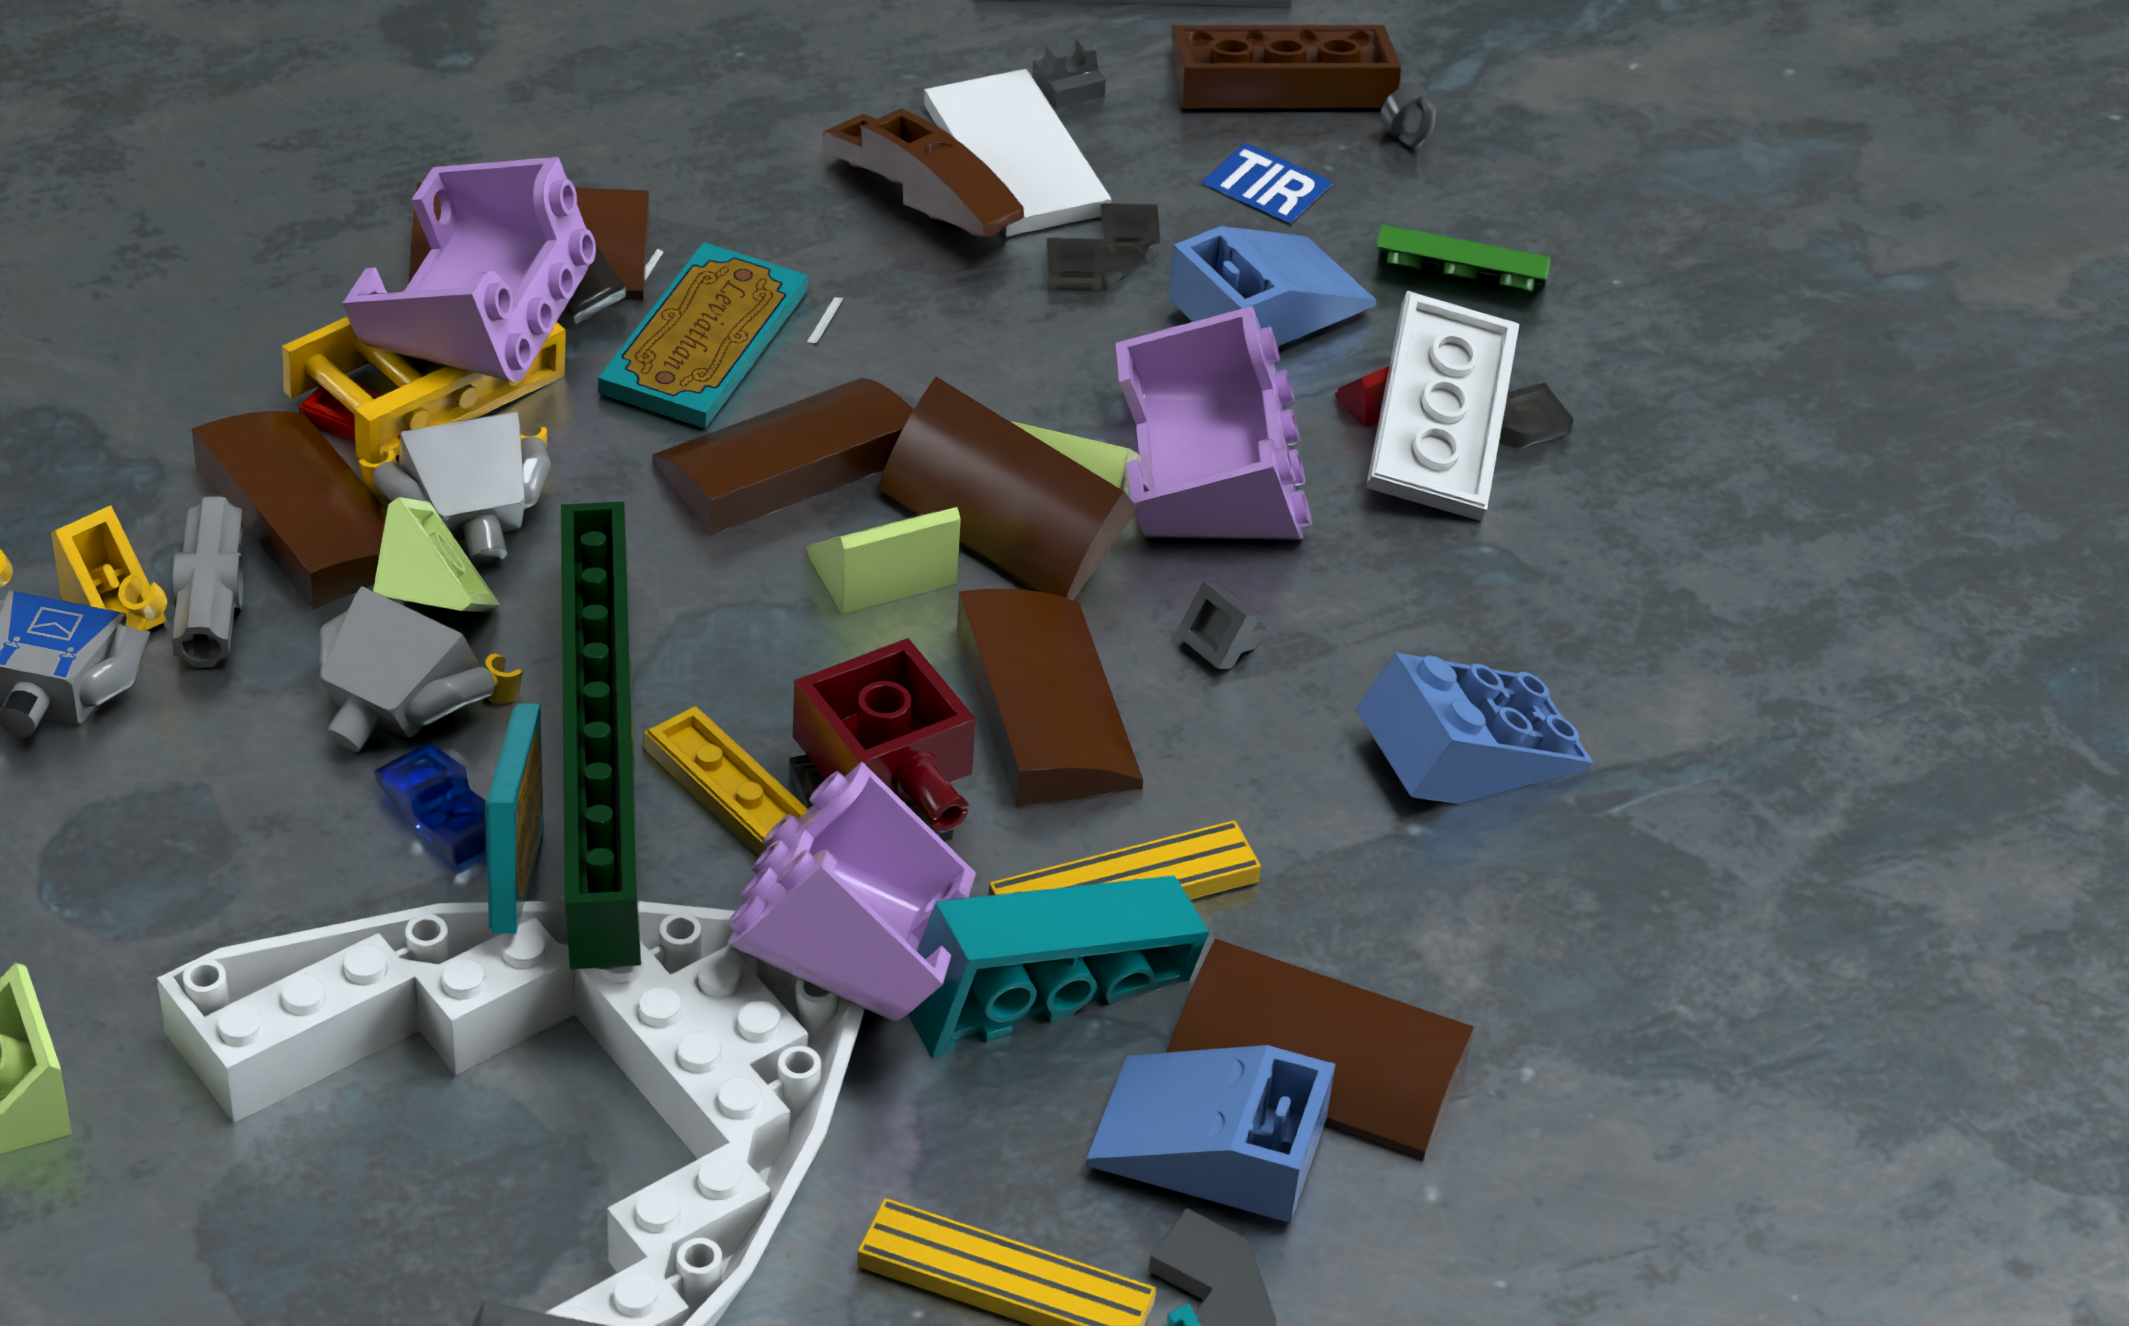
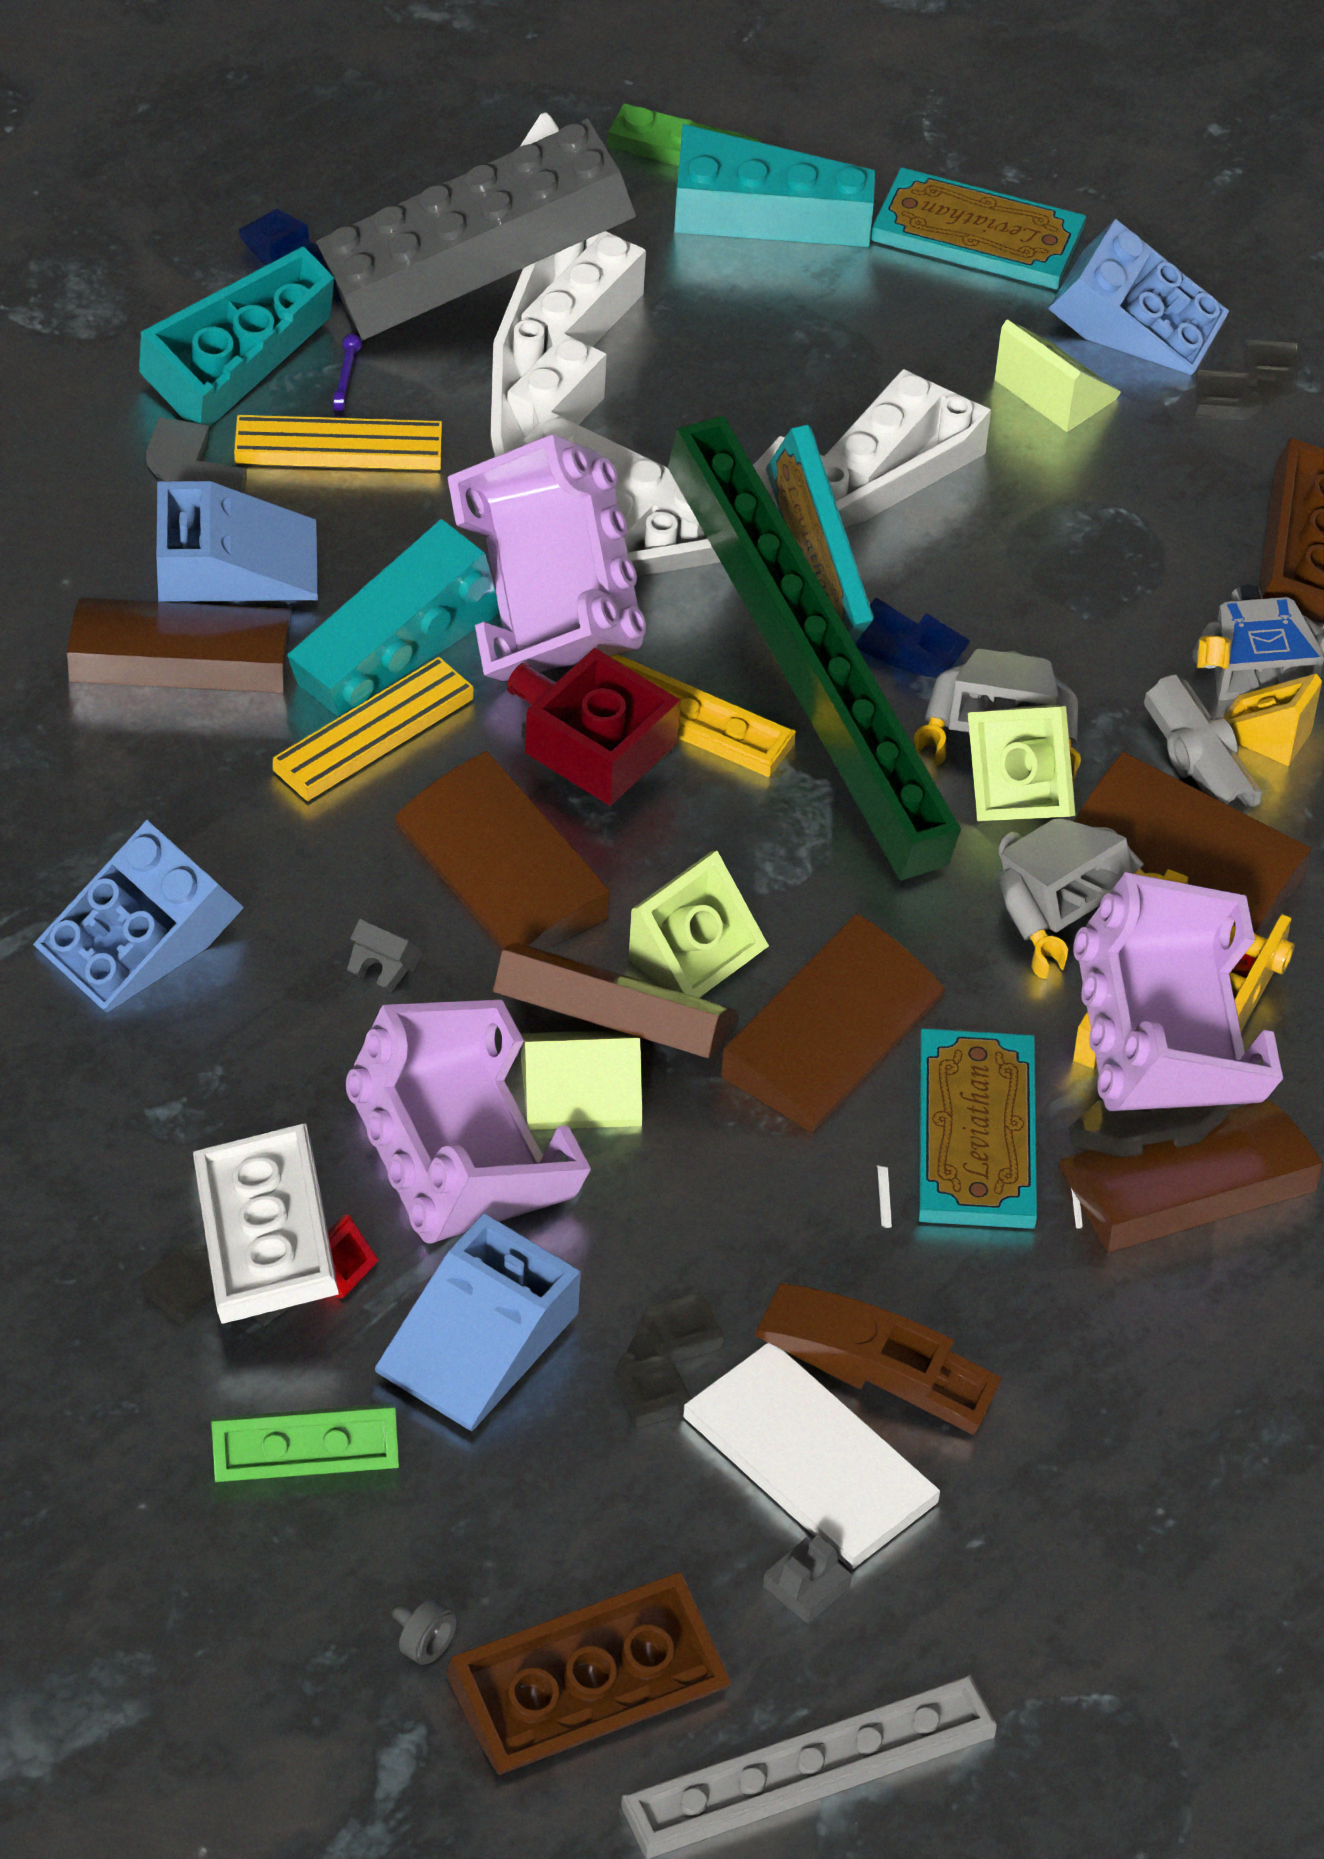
camera: 160 degrees right, 5 degrees up
(1267, 182) = (544, 1519): blue sticker -> none

